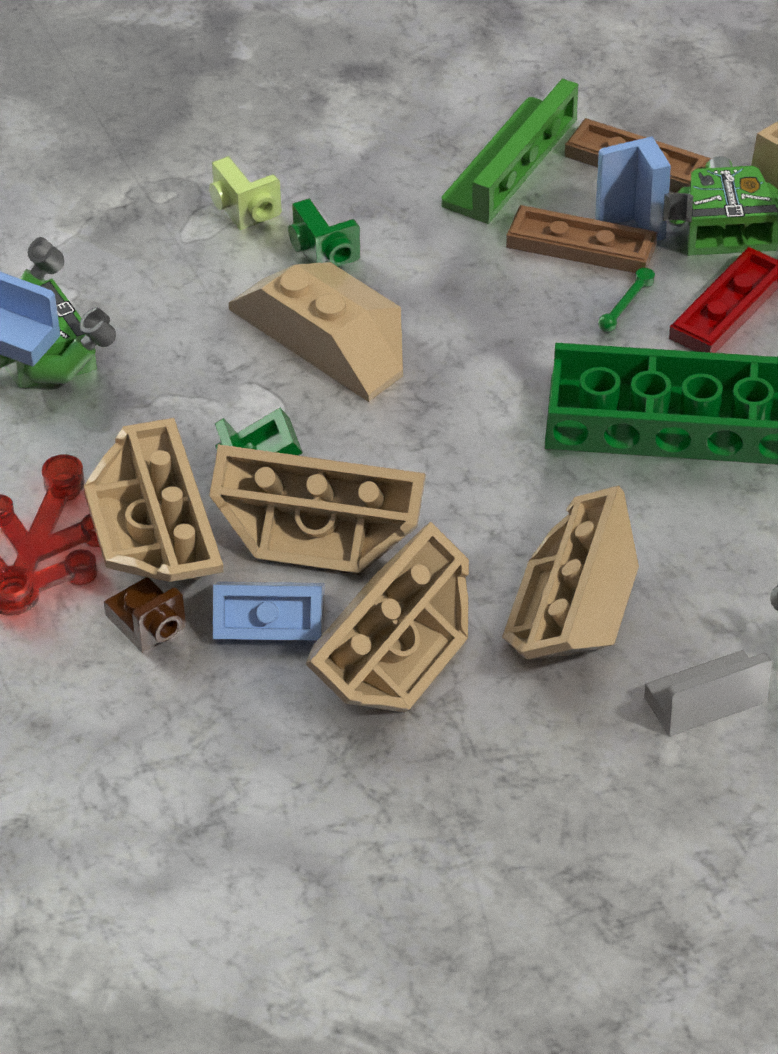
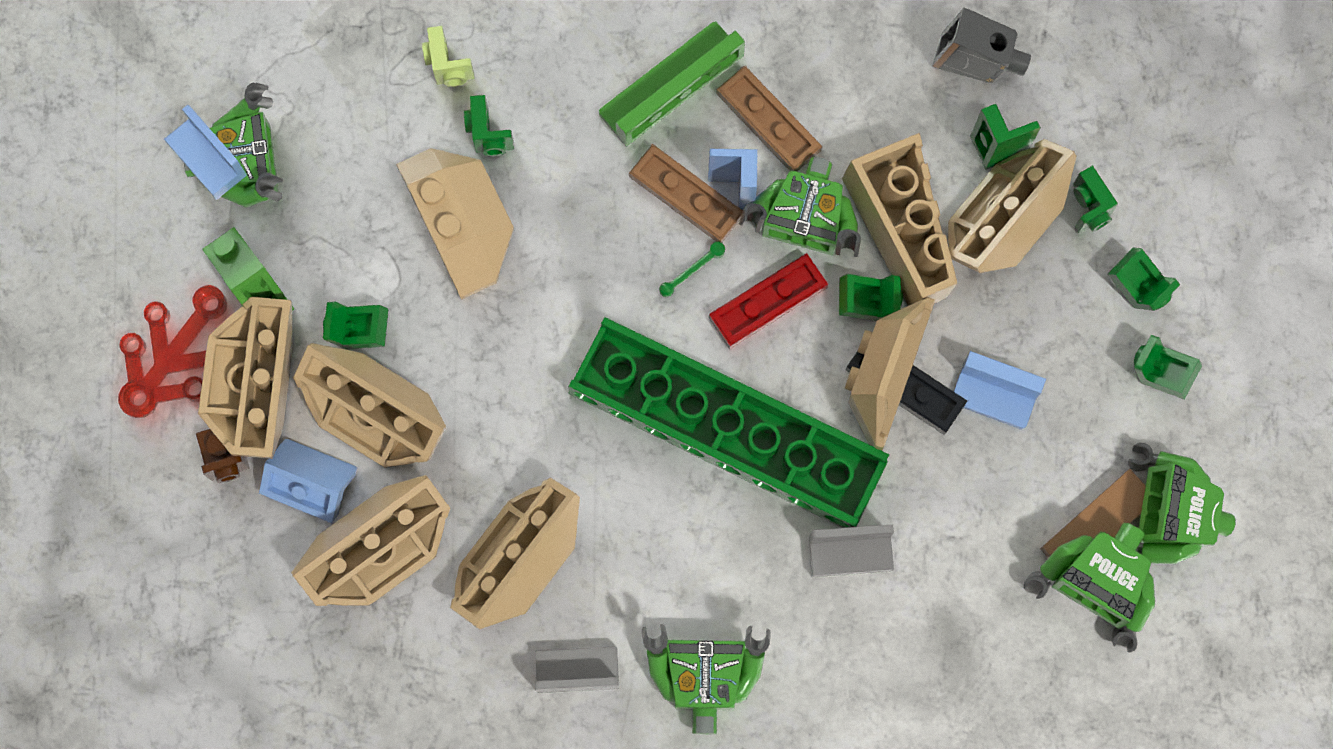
camera: 20 degrees right, 30 degrees up
(94, 426) = (241, 268): none -> bright green bracket

